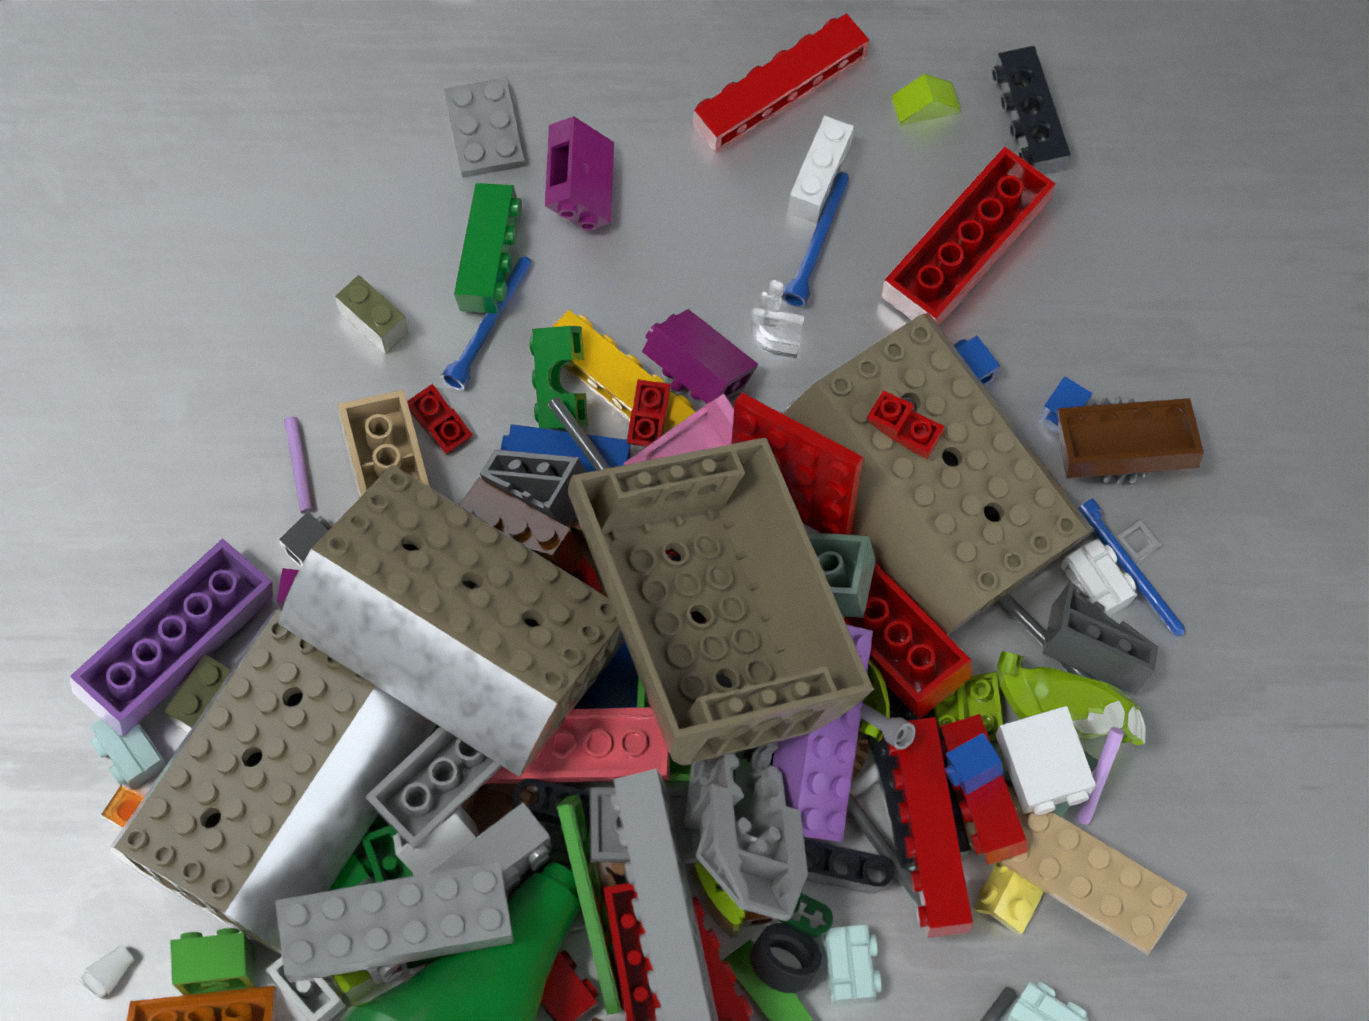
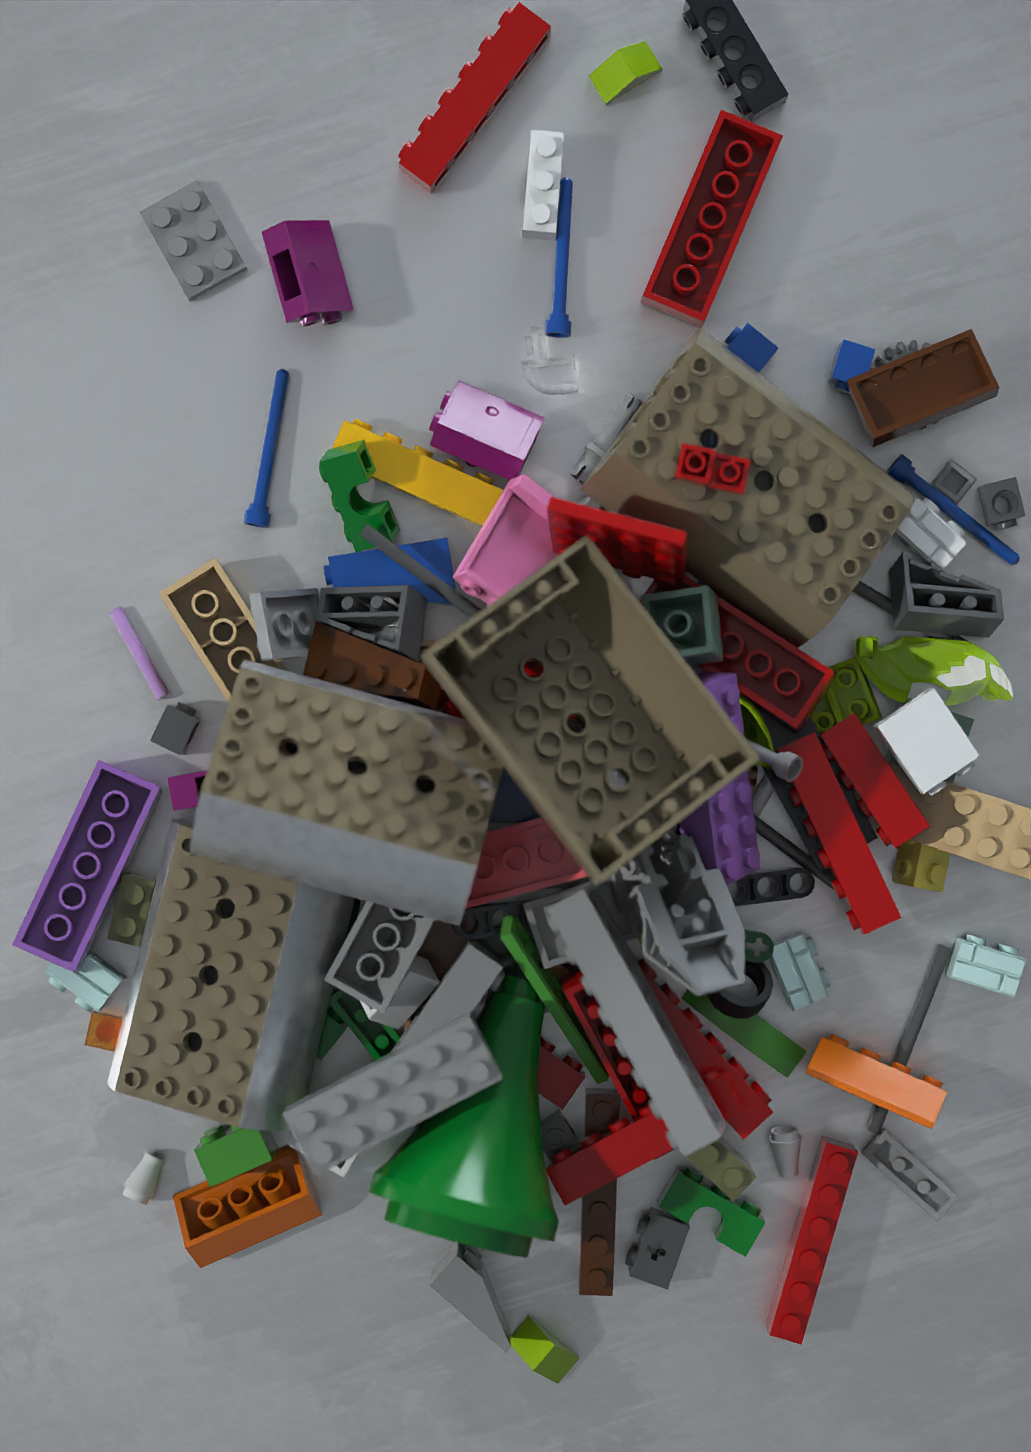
camera: 20 degrees left, 20 degrees up
(371, 314) = (154, 481): olive brick -> none
(438, 419) = (254, 565): red slope -> none
(447, 461) = (284, 622): none -> light grey plate
(487, 248) = (242, 376): green brick -> none
(648, 412) = (456, 508): red slope -> none
(973, 764) = (862, 770): blue brick -> none
(1100, 774) = (979, 724): lavender bar -> none
(1183, 558) = (1008, 489): none -> dark grey brick

